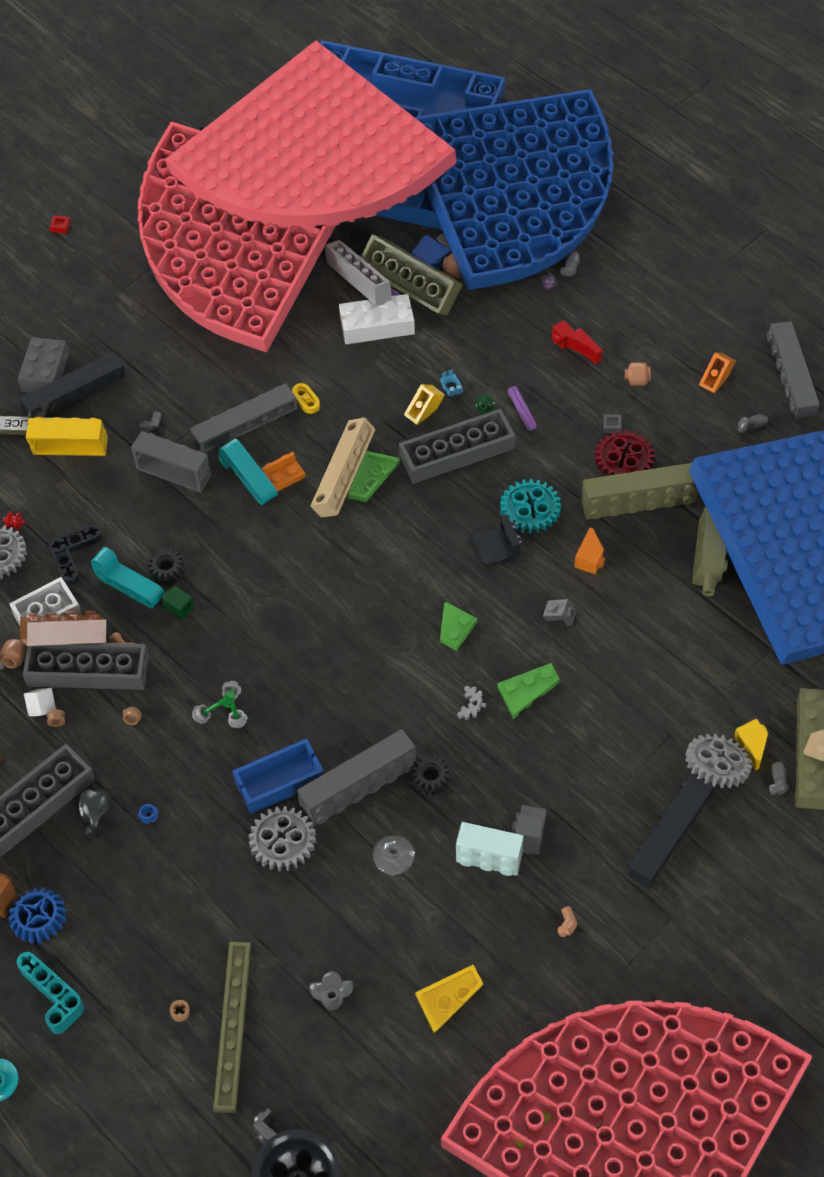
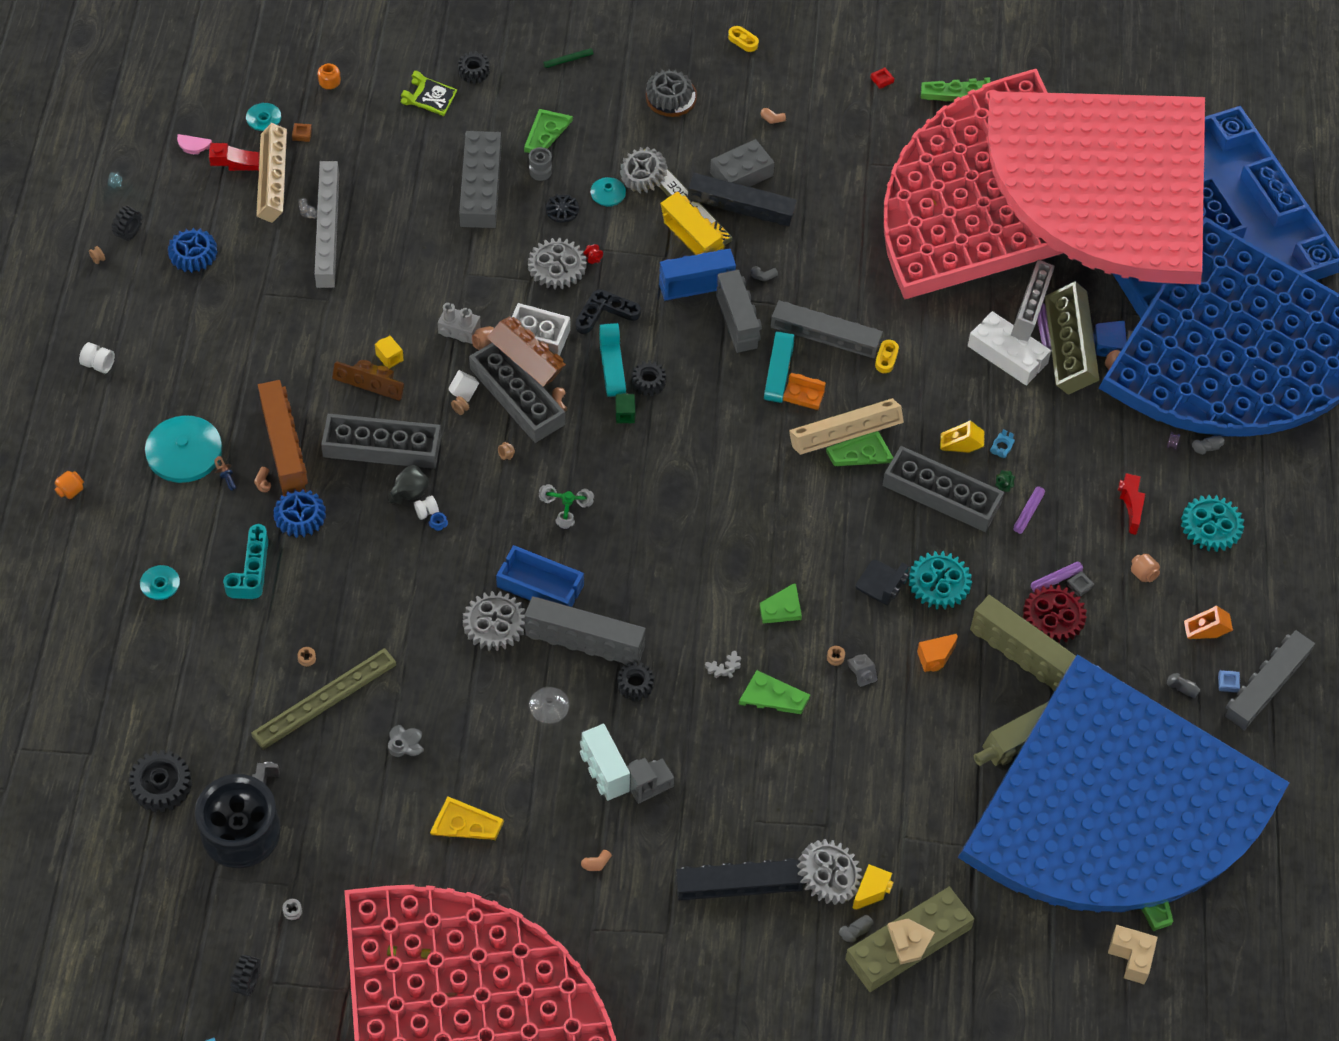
camera: 45 degrees right, 0 degrees up
(17, 316) = (771, 117): none -> nougat arm
(108, 464) = (694, 273): none -> blue piece
(122, 189) = (949, 91): none -> bright green wing
(127, 812) = (426, 507): none -> white wheel
(526, 623) = (837, 650): none -> medium nougat bush
(593, 433) = (1057, 576): none -> medium lavender axle
(626, 304) = (1212, 523): none -> teal gear
(771, 394) = (1229, 681): none -> medium blue tile

